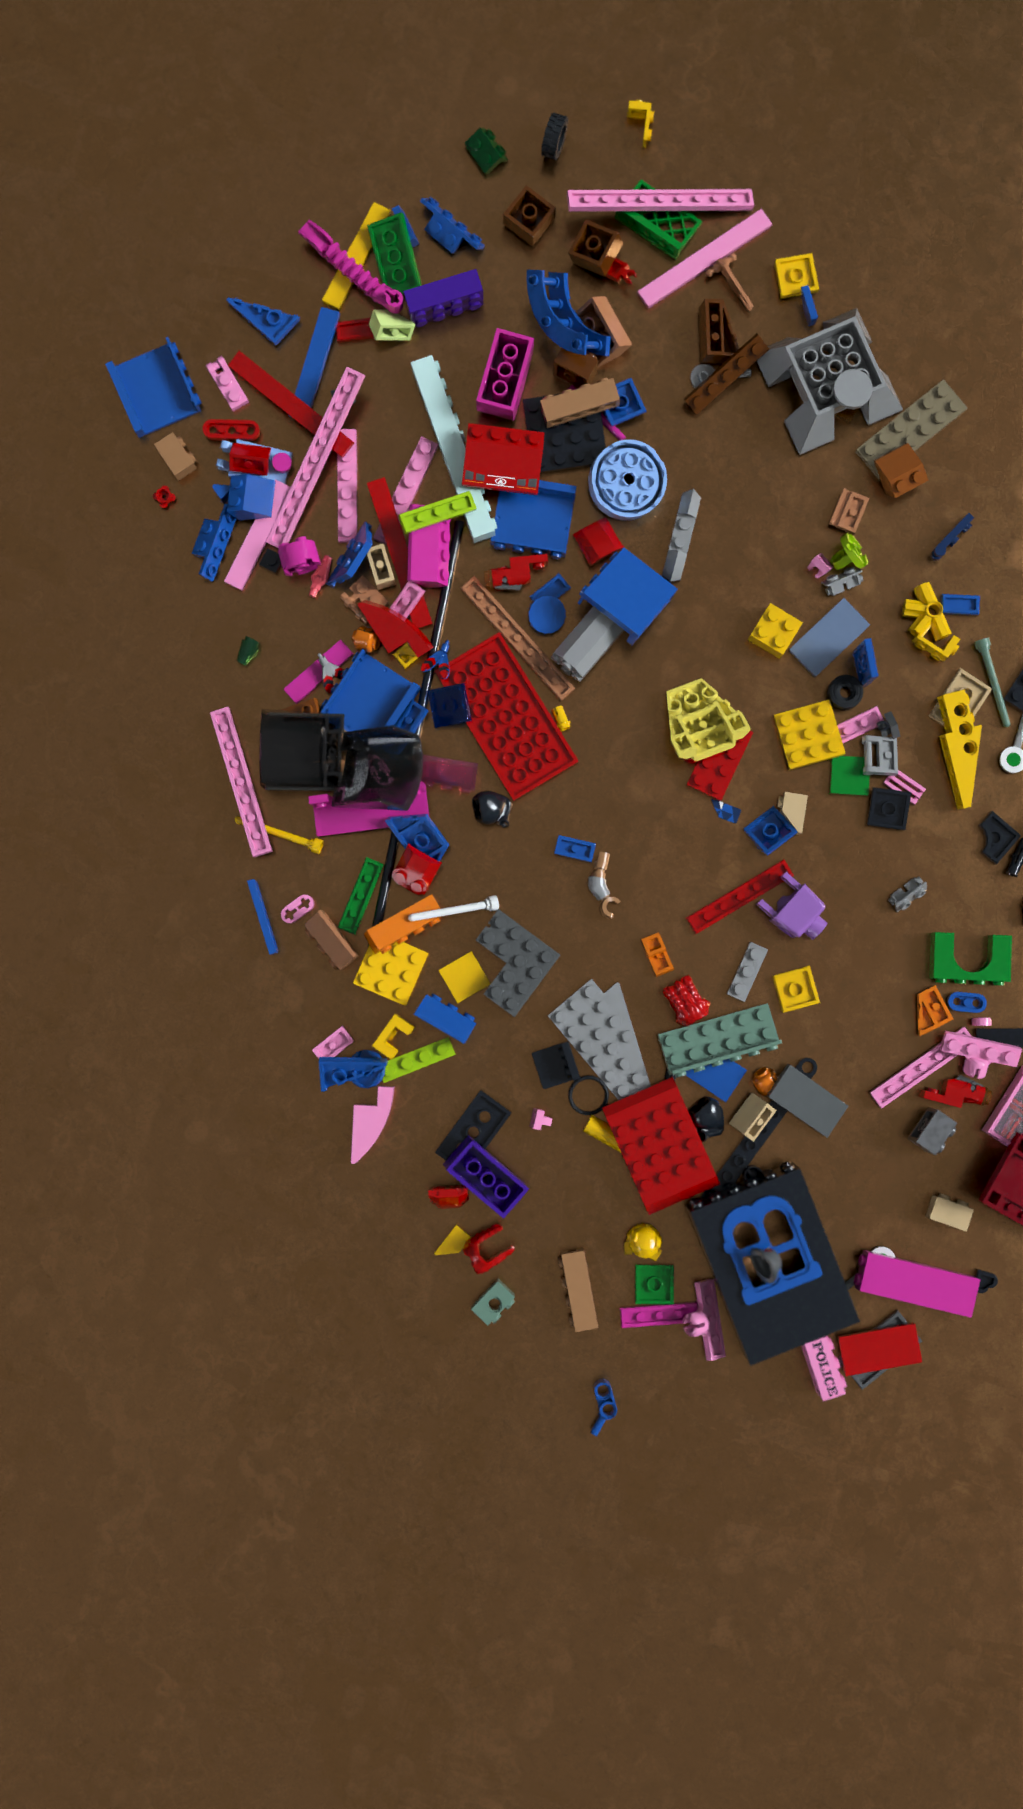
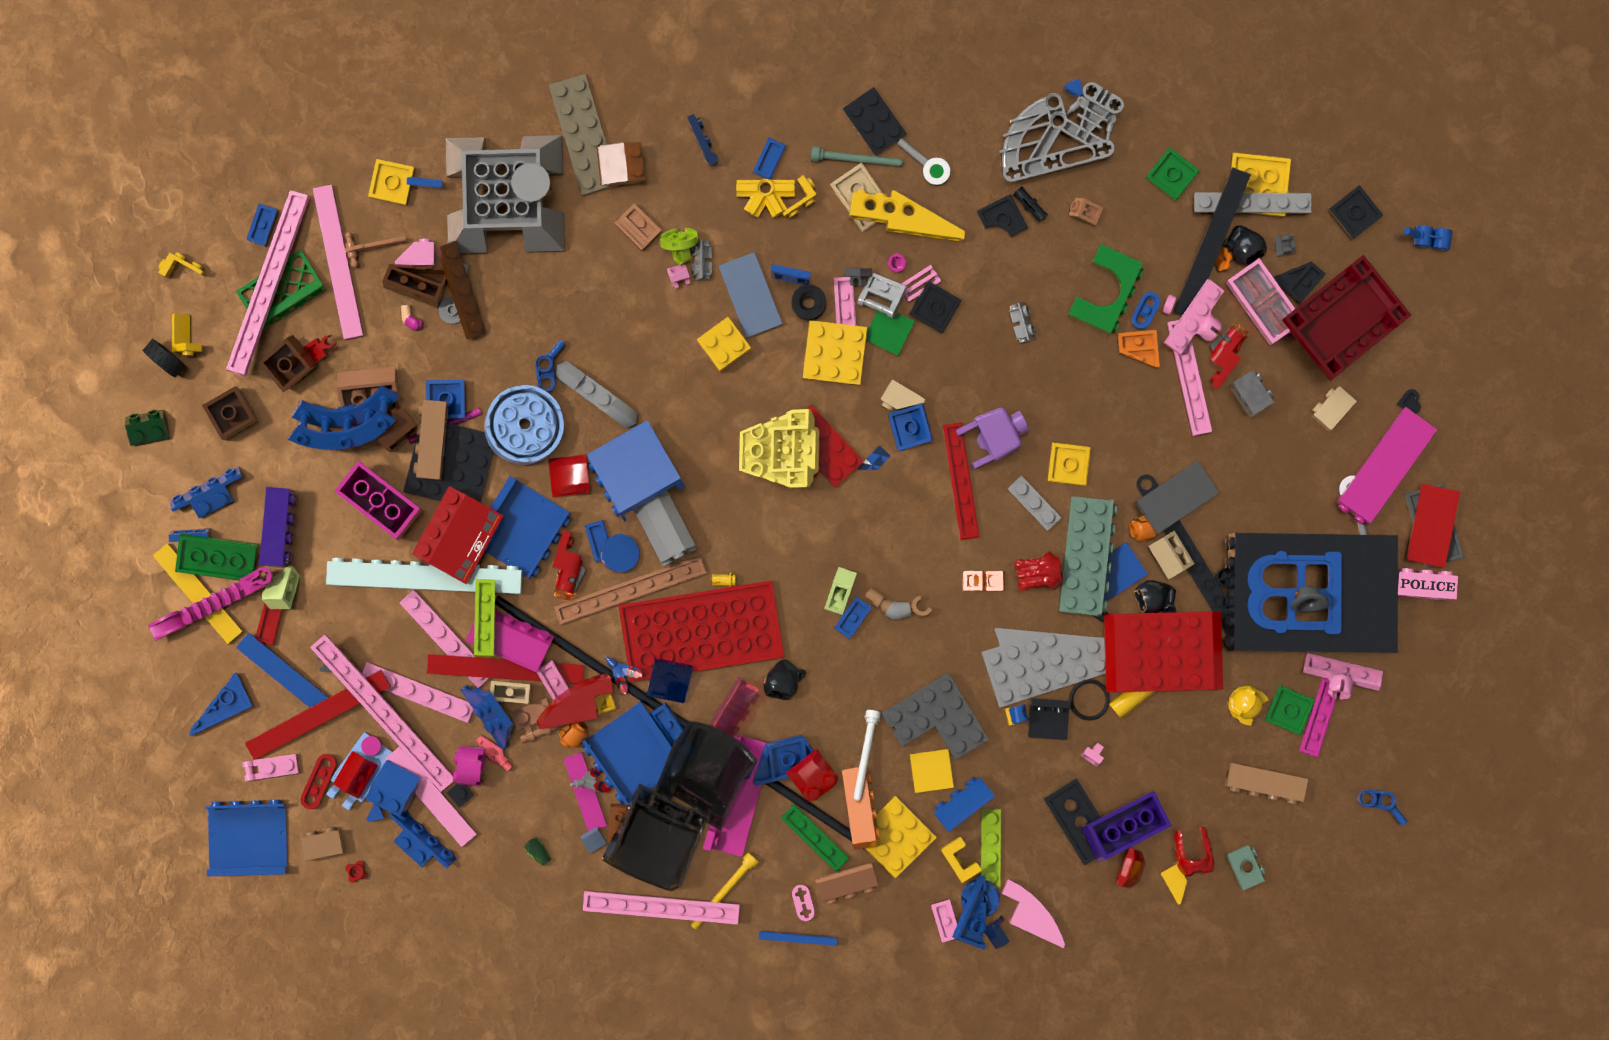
camera: 60 degrees left, 0 degrees up
(277, 696) = (593, 840): none -> sand blue tile
(339, 1095) = (996, 934): none -> dark blue tile
(547, 1034) = (1016, 714): none -> blue leg
(581, 147) = (181, 335): none -> yellow bracket
(594, 827) = (840, 590): none -> yellowish green slope
(678, 342) = (408, 320): none -> arm
(682, 484) = (549, 372): none -> blue beam
(710, 177) = (262, 225): none -> blue plate
(742, 324) = (419, 254): none -> bright pink slope
(914, 758) = (897, 263): none -> dark pink tile

